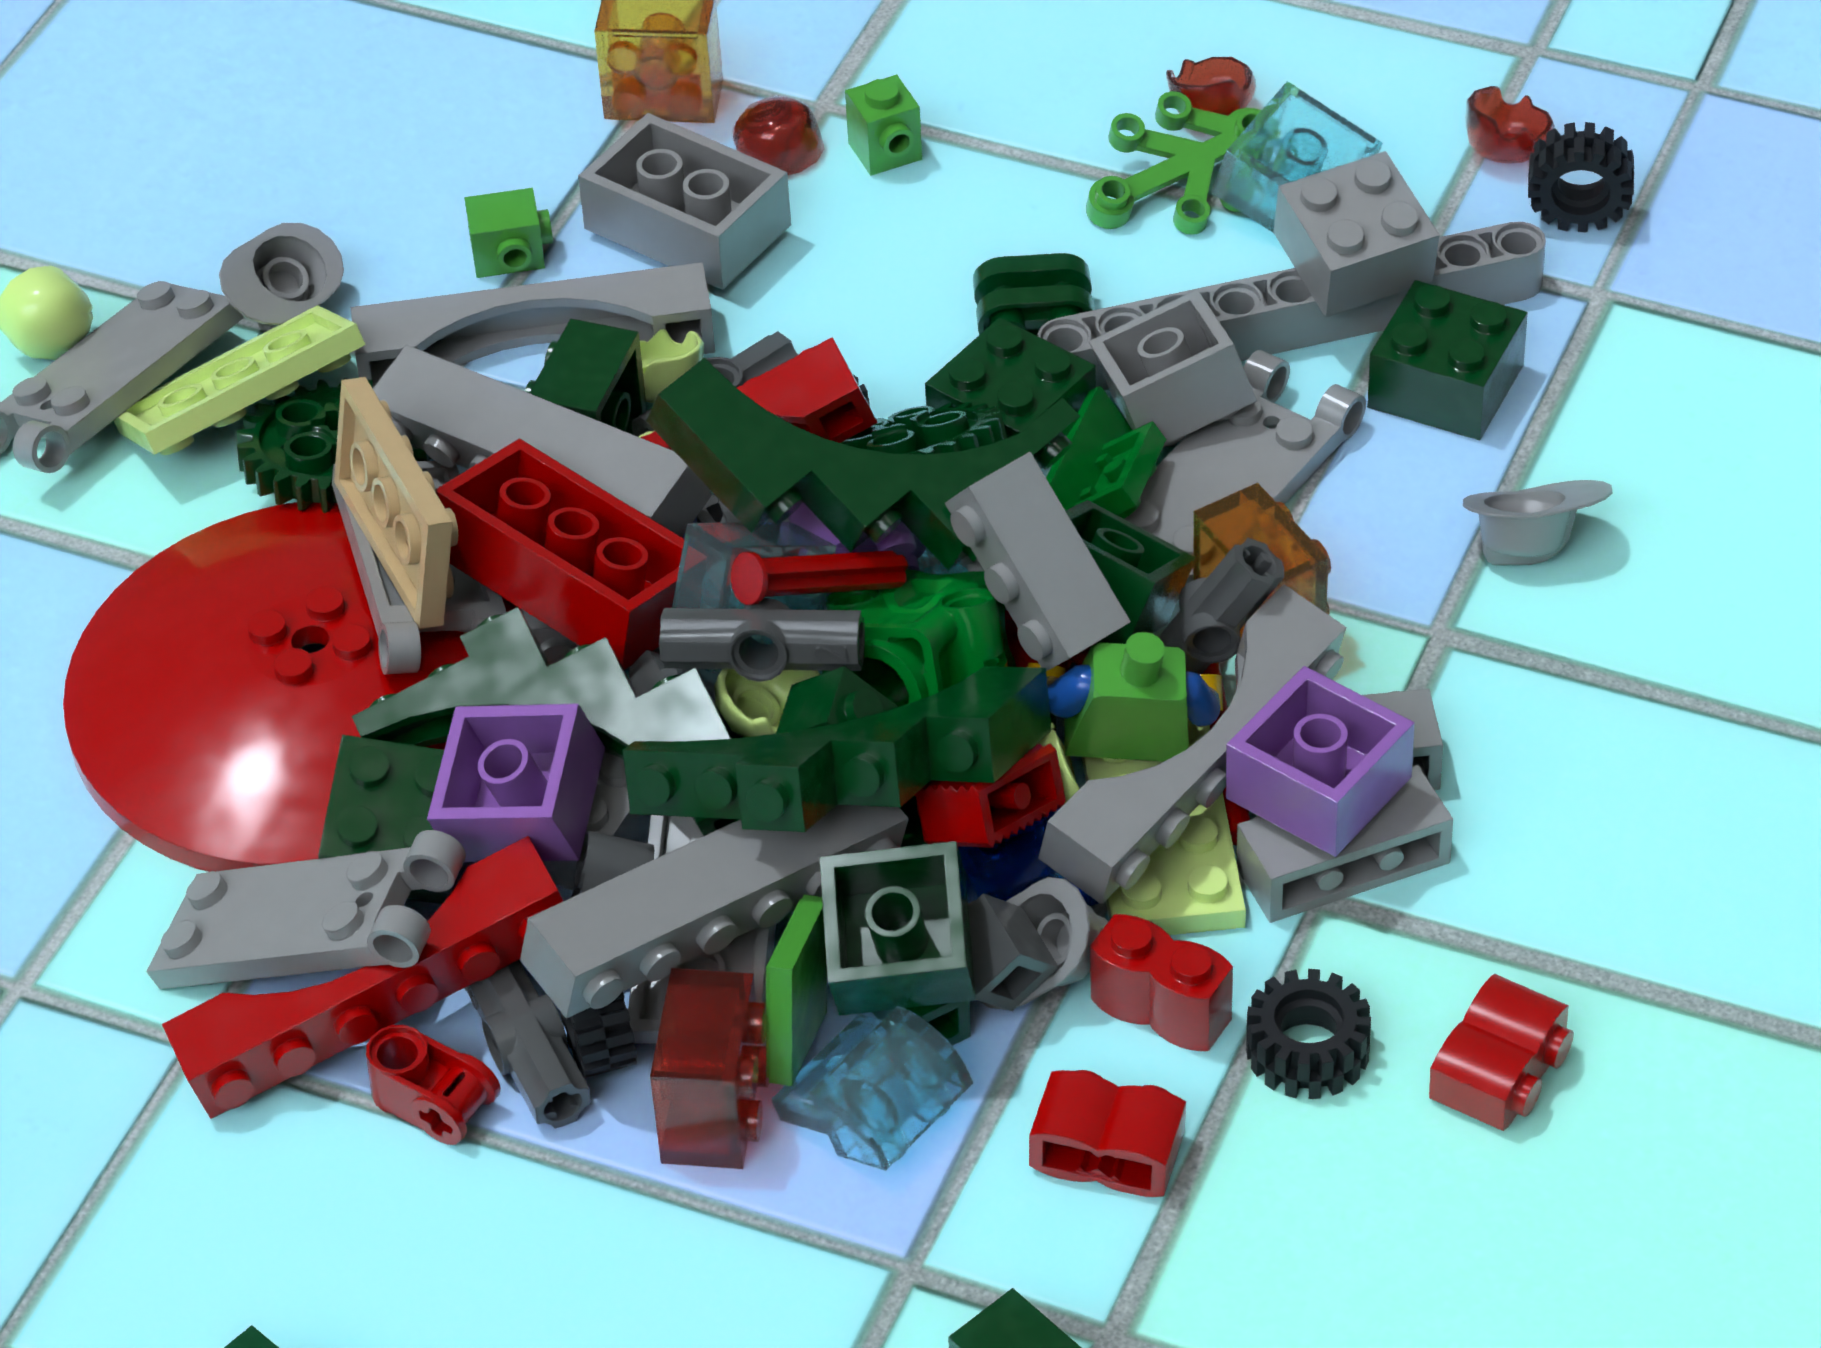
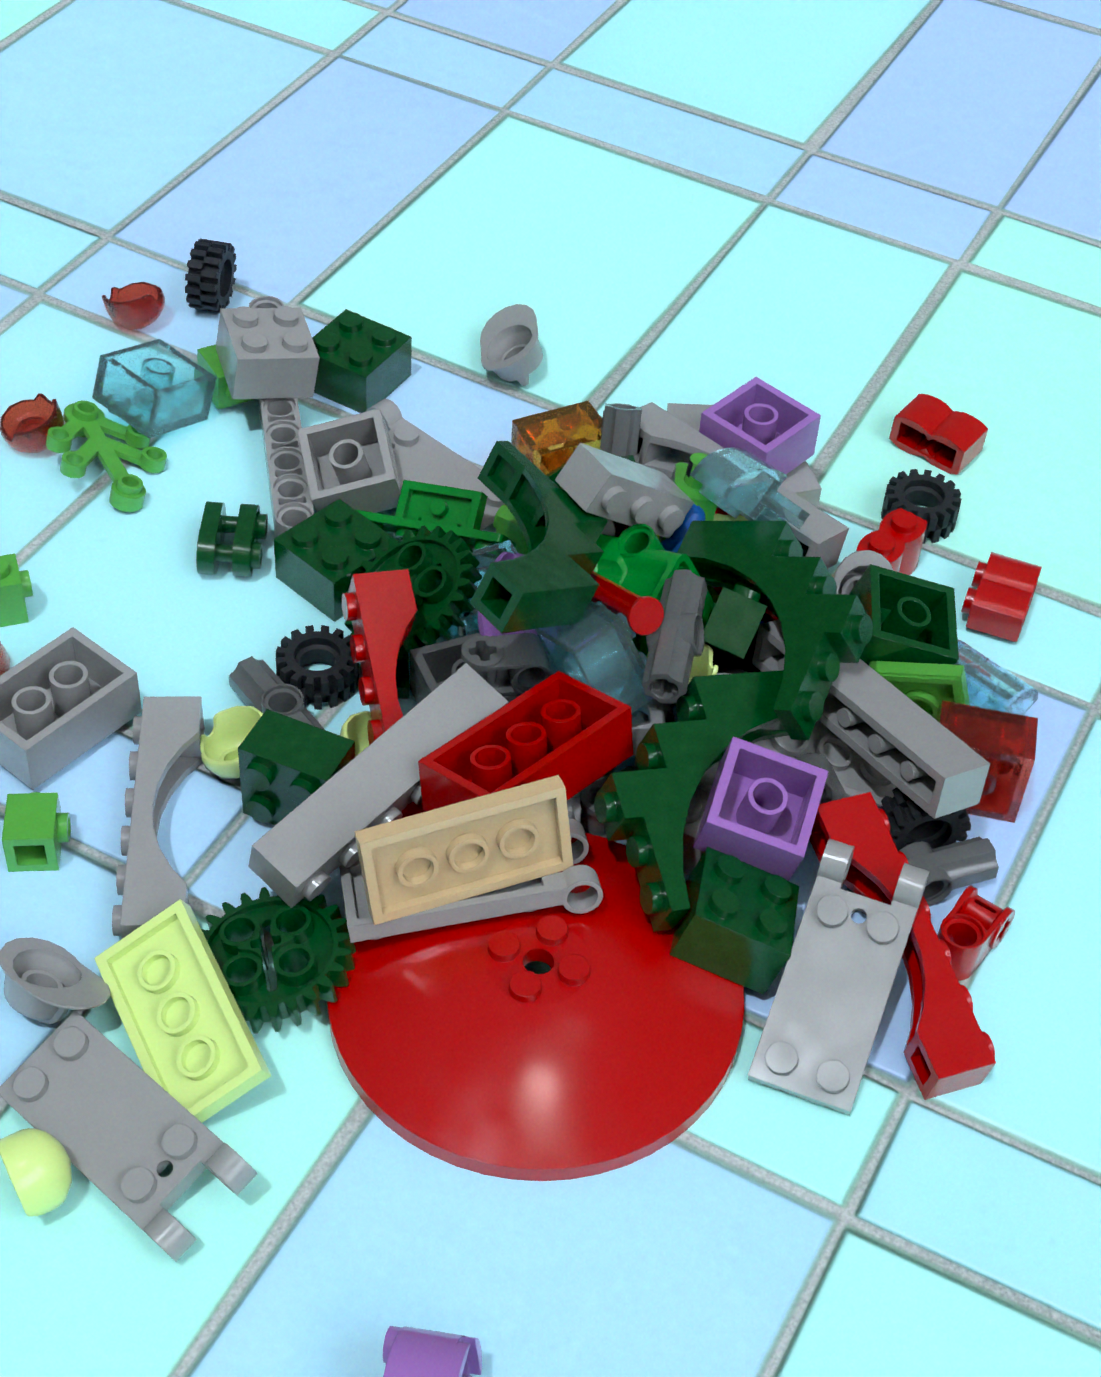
camera: 90 degrees left, 0 degrees up
(1080, 697) = (748, 484): none -> clear light blue brick

